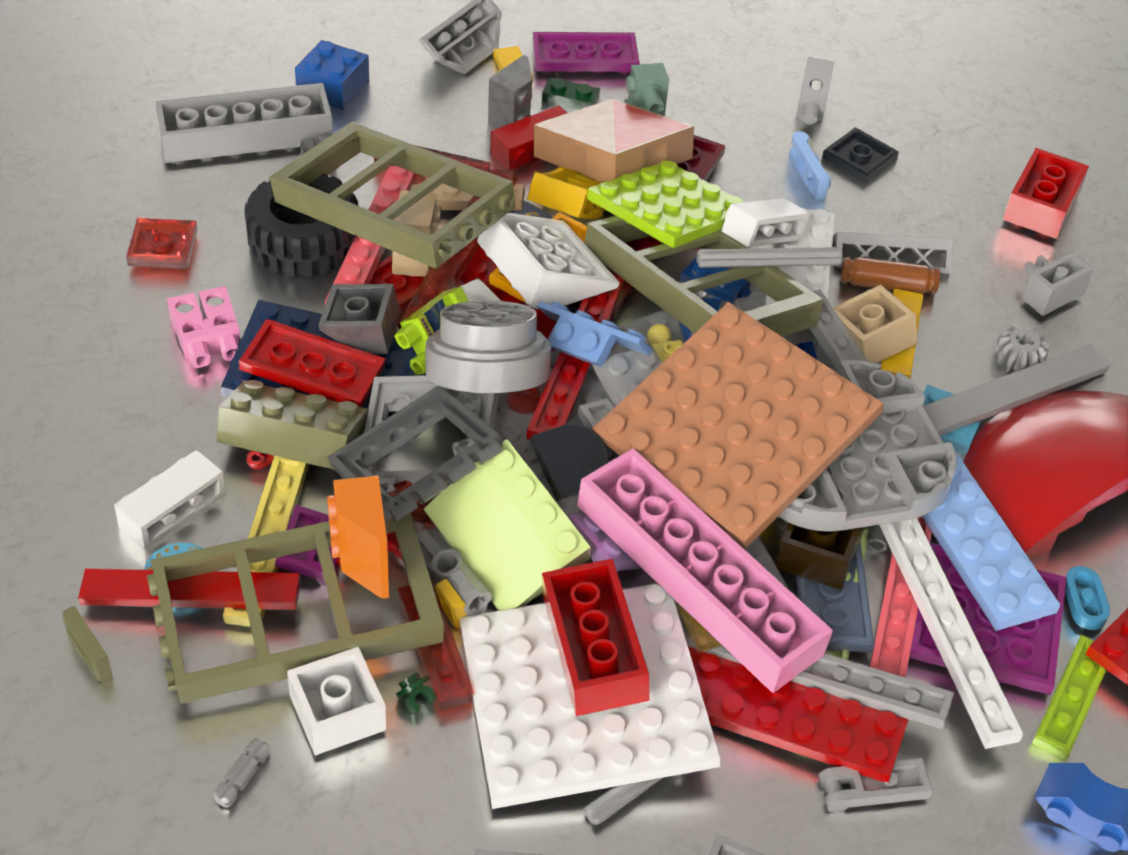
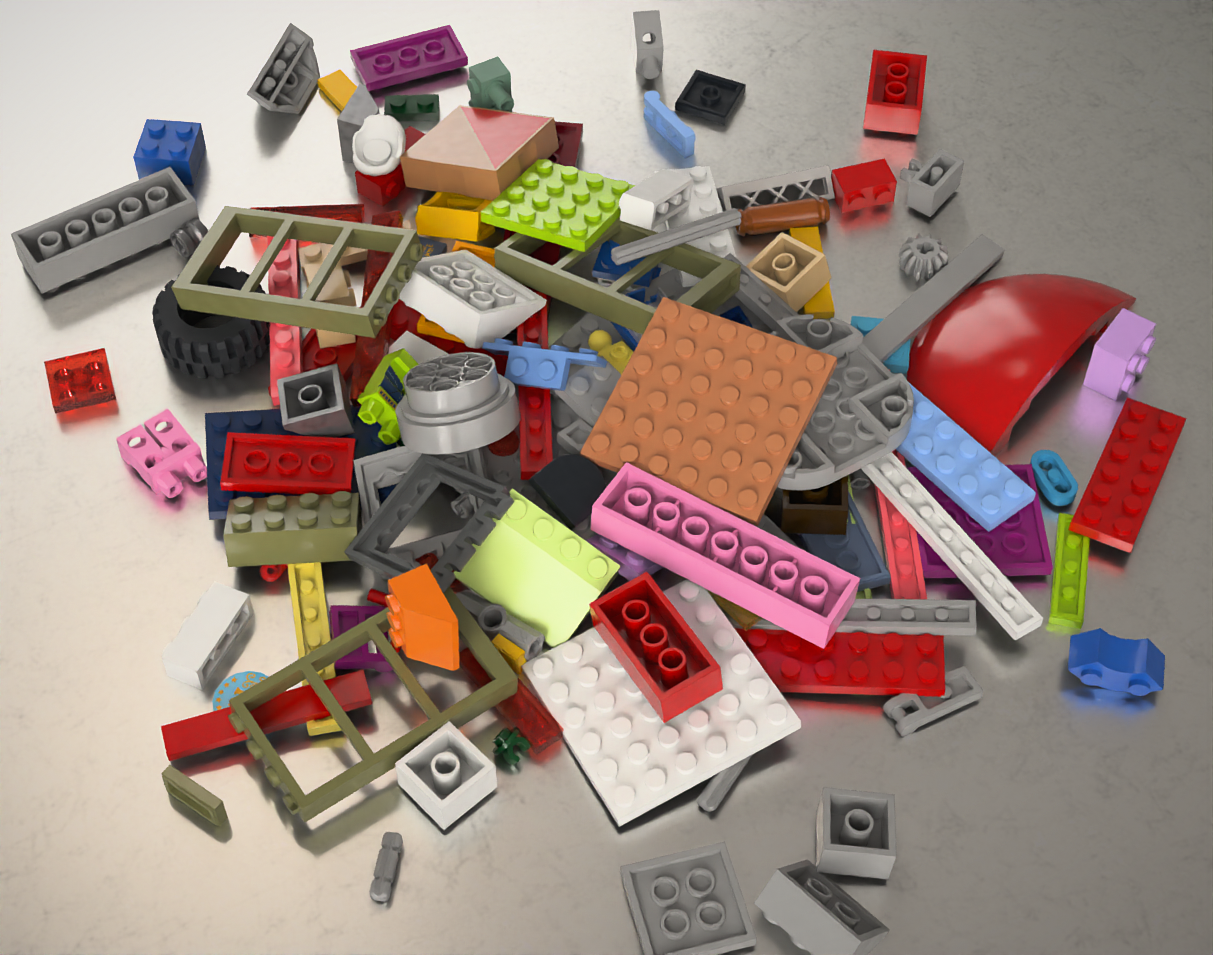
camera: 15 degrees left, 5 degrees up
(518, 110) = (378, 145): none -> white piece
(983, 268) = (863, 185): none -> red brick

